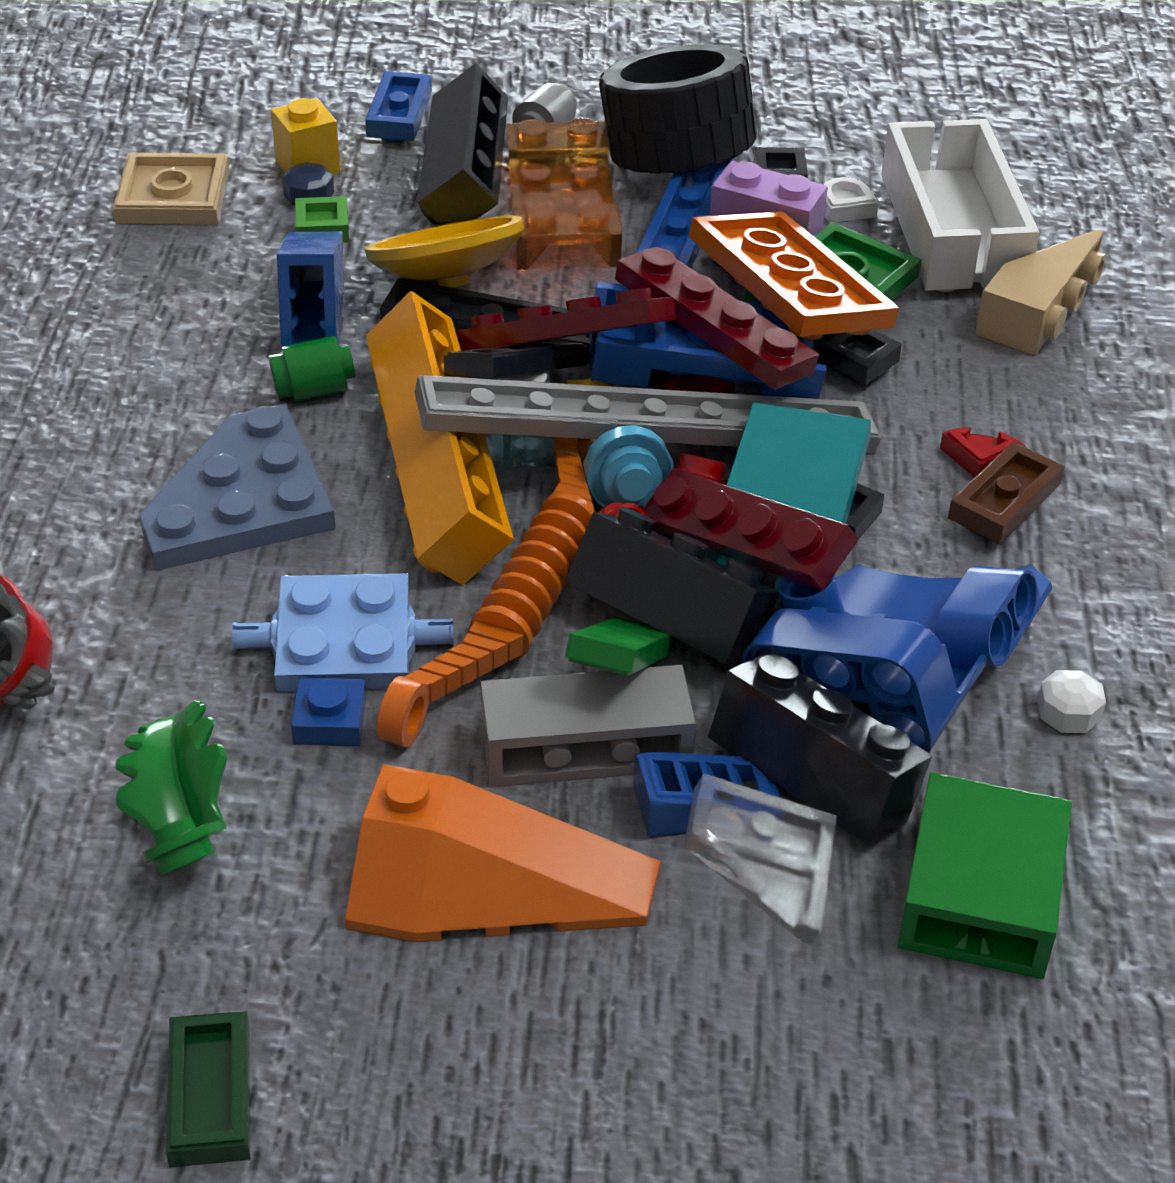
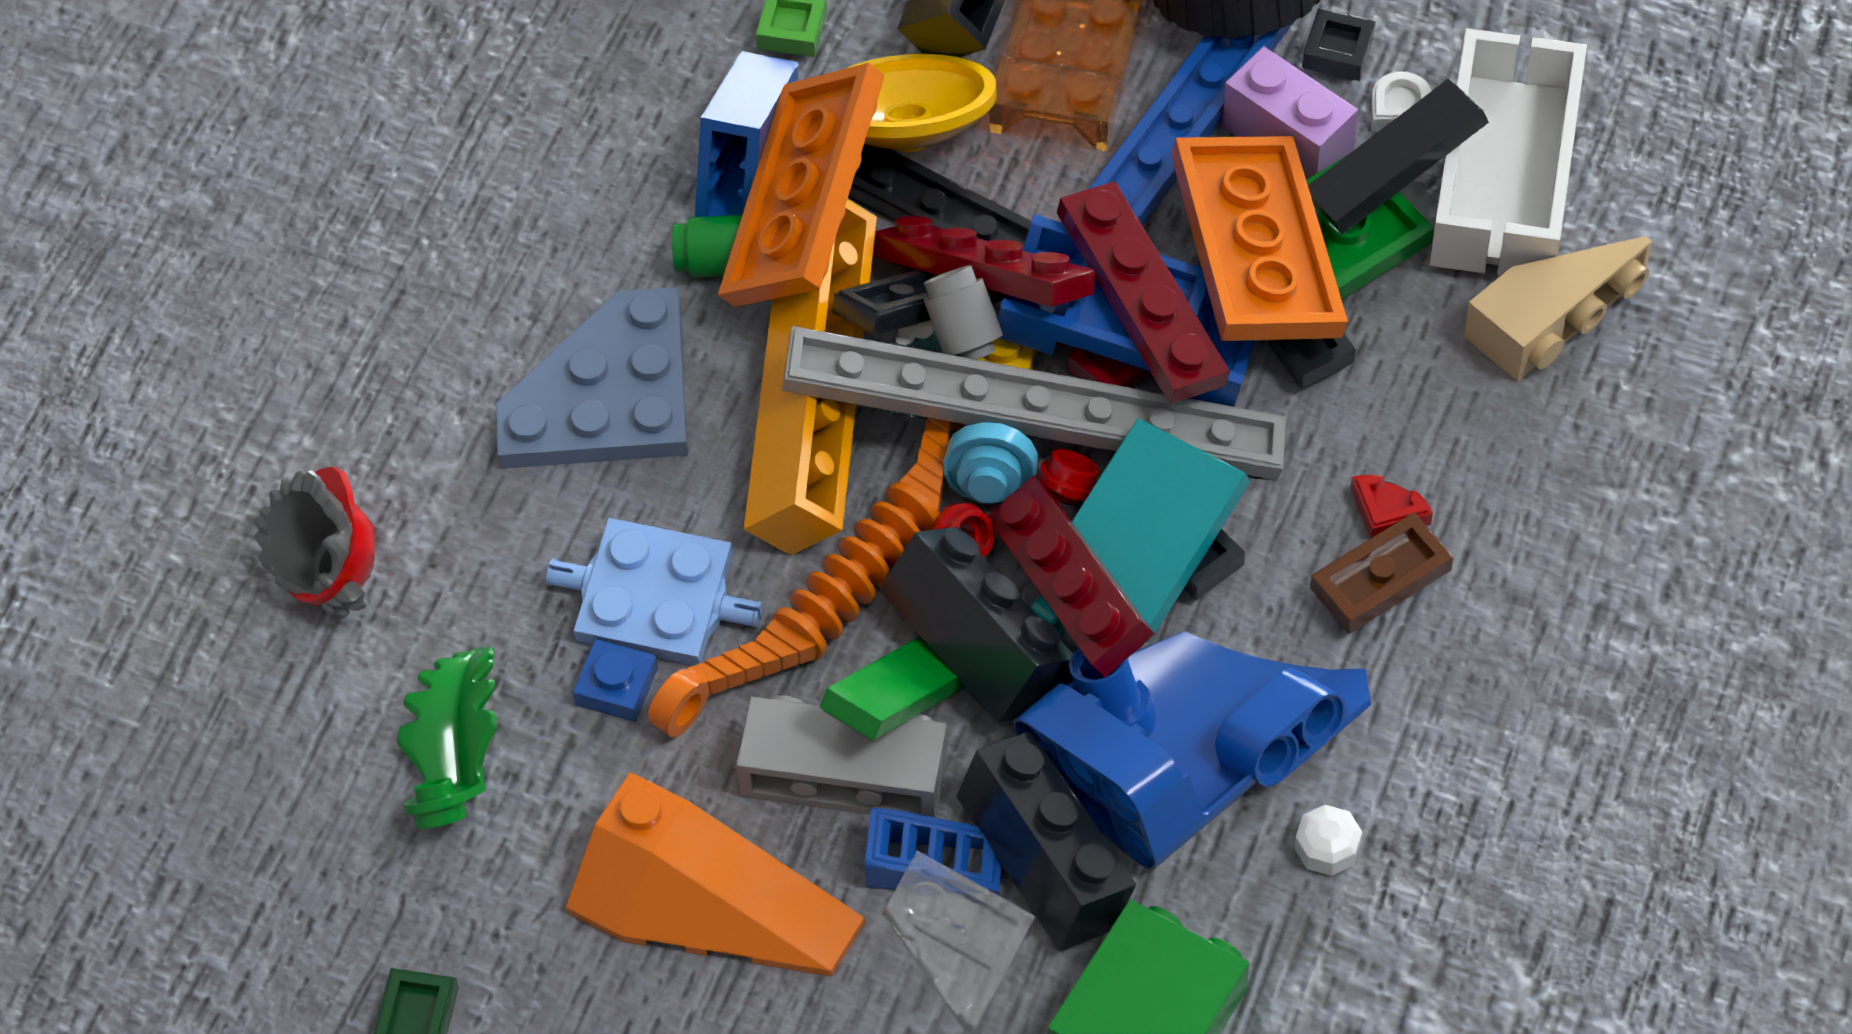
camera: 20 degrees right, 15 degrees up
(384, 292) = (801, 186): none -> orange plate
(563, 351) = (962, 314): none -> light grey brick
(879, 201) = (1396, 155): none -> black tile

